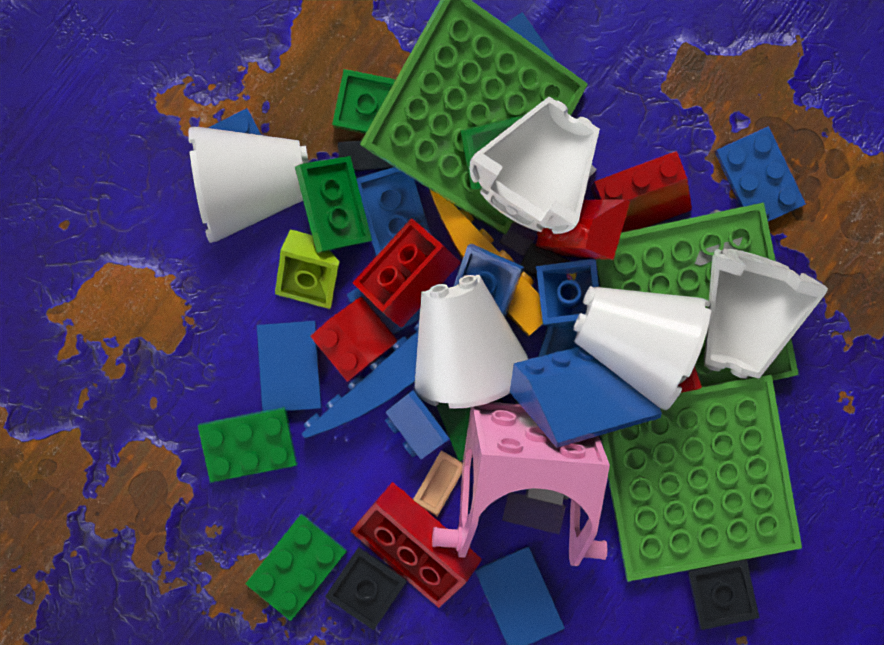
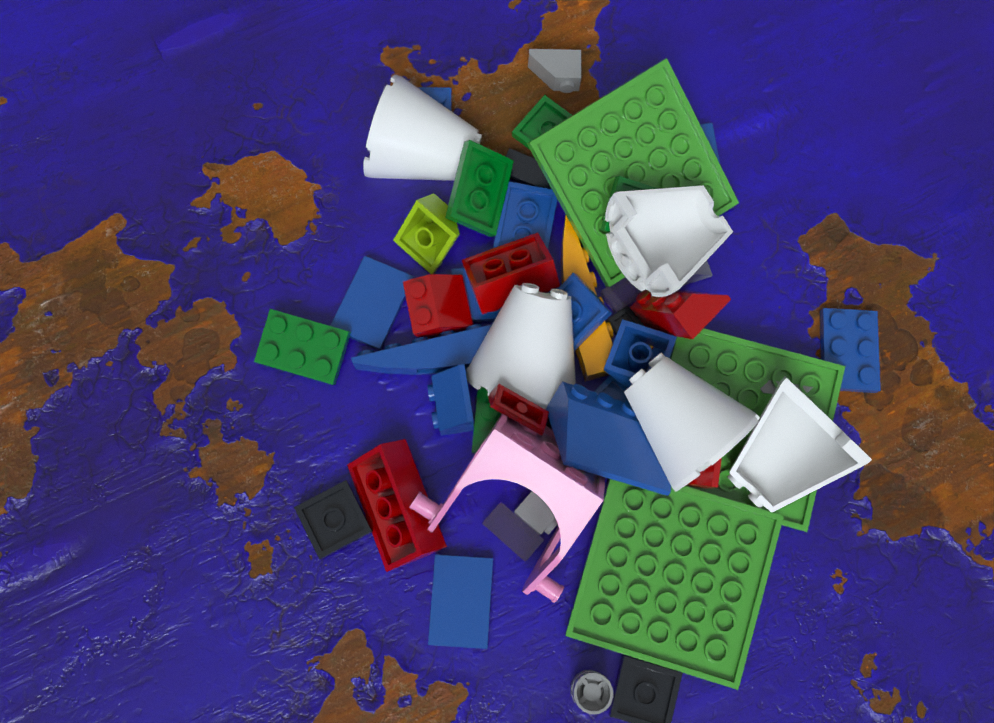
camera: 25 degrees right, 10 degrees down
(296, 567) = (284, 471): green plate -> none
(342, 33) = (557, 68): none -> light grey slope
(439, 483) = (444, 463): light nougat tile -> none
(486, 410) = (518, 408): none -> red slope
(654, 189) = (753, 313): red slope -> none
(675, 618) = (591, 691): none -> light grey wheel

